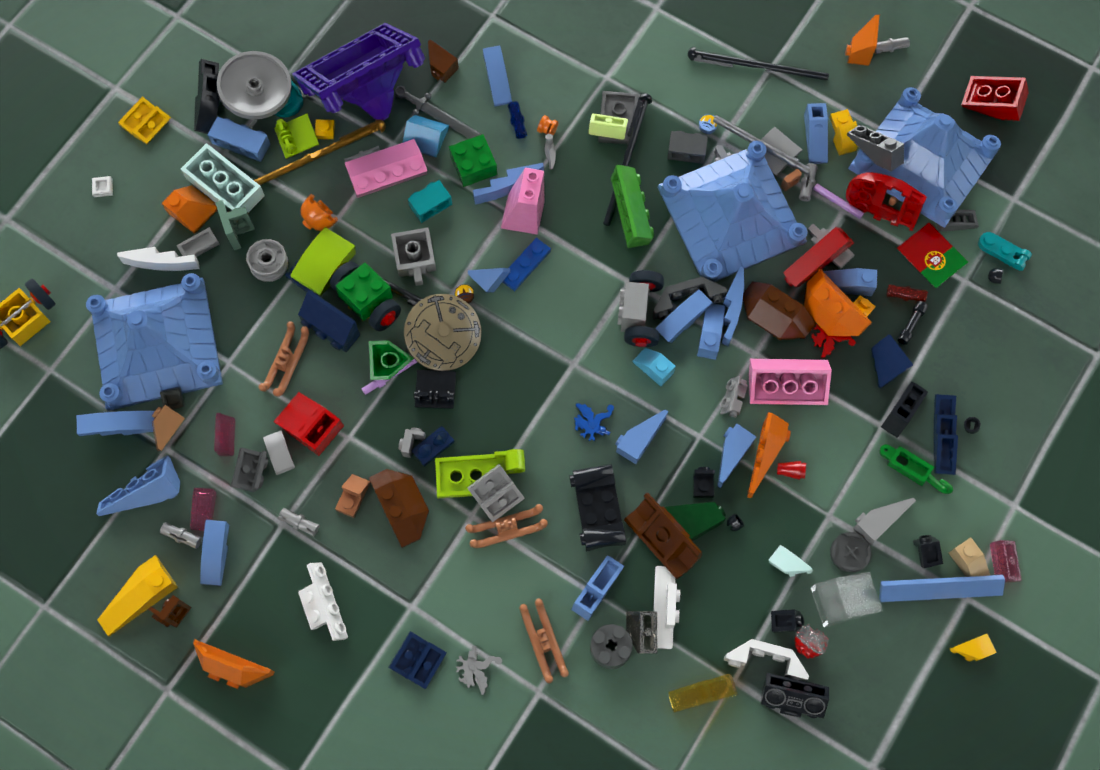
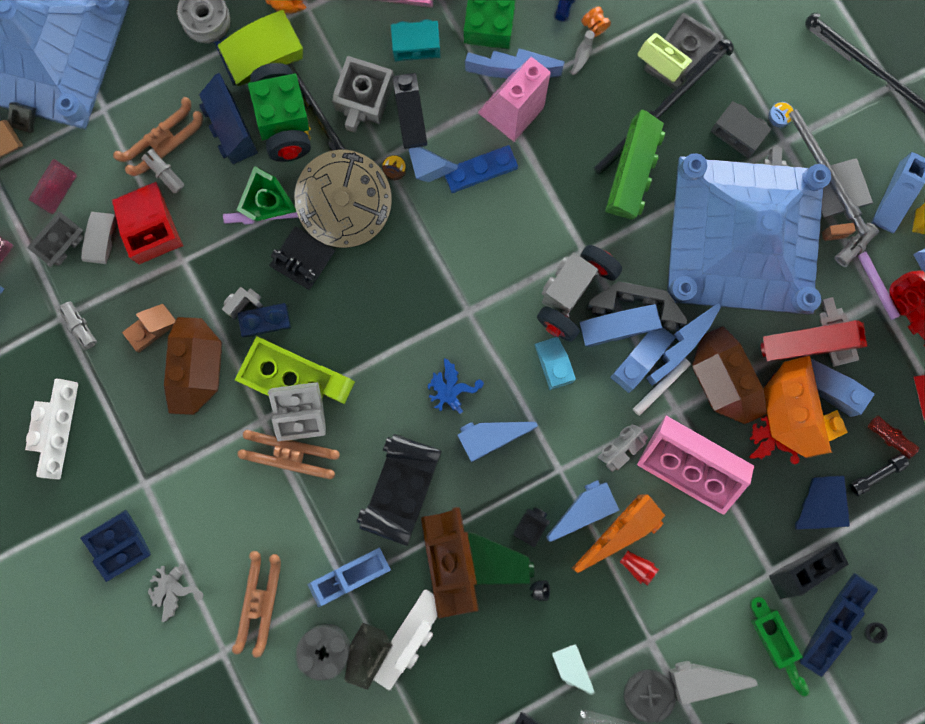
camera: 30 degrees right, 10 degrees up
(300, 381) = (163, 171): none -> light grey axle
(455, 249) = (410, 111): none -> black slope
(735, 343) = (661, 387): none -> white bar

